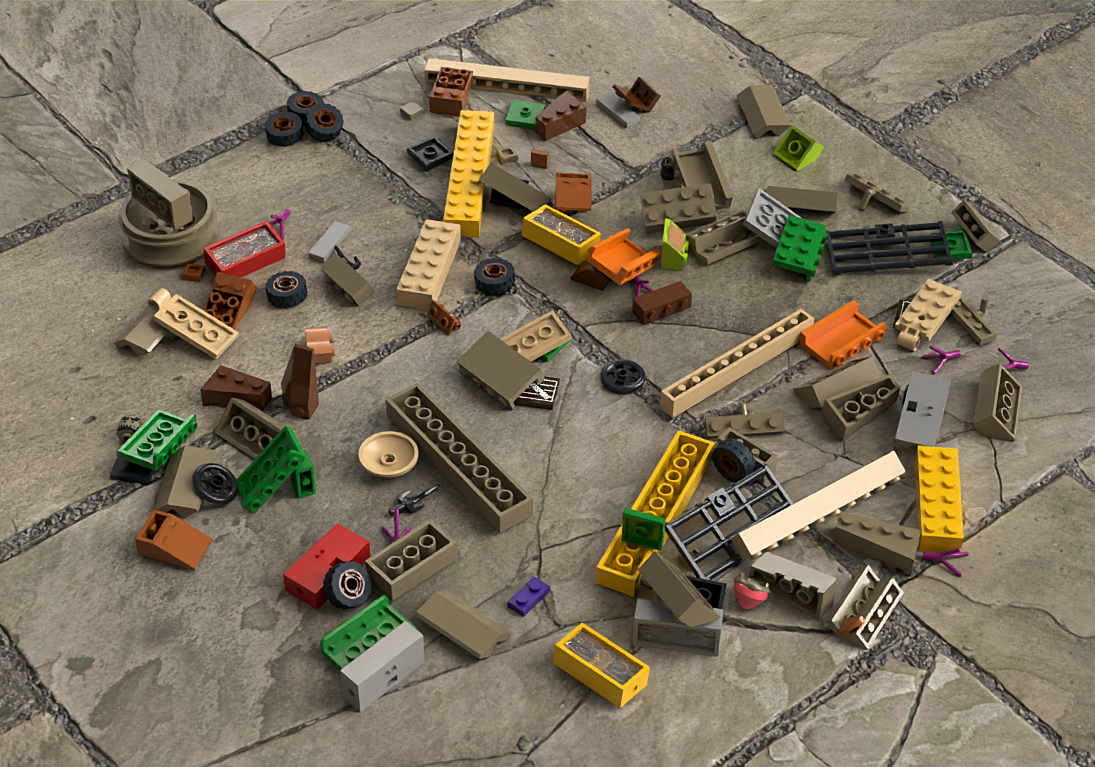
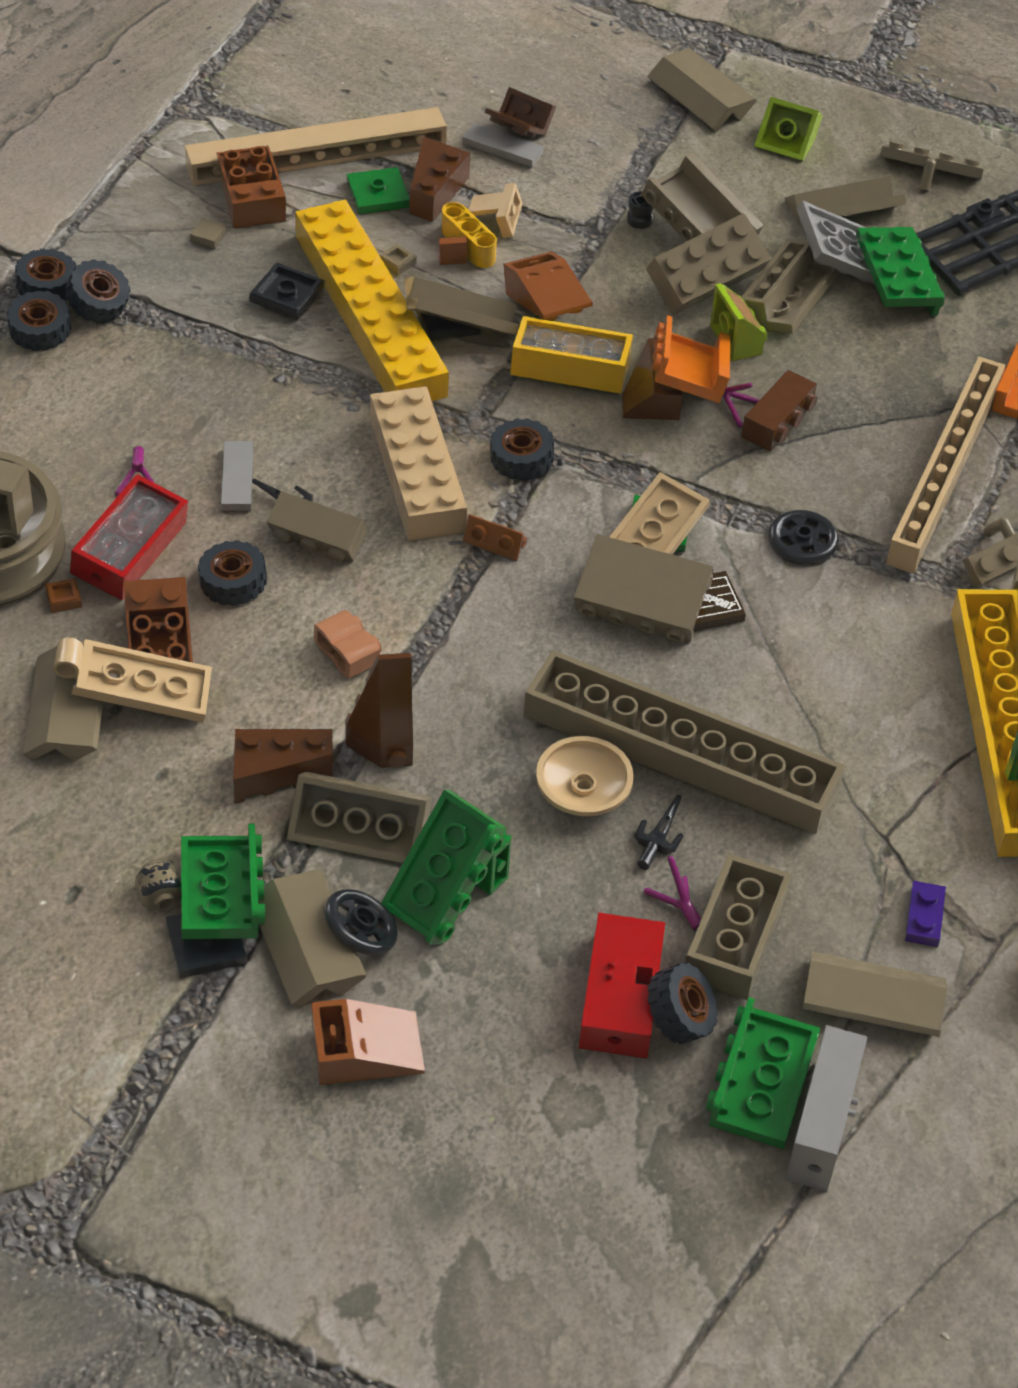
camera: 30 degrees left, 5 degrees up
(556, 151) = (481, 242): none -> yellow beam
(586, 144) = (505, 204): none -> tan piece

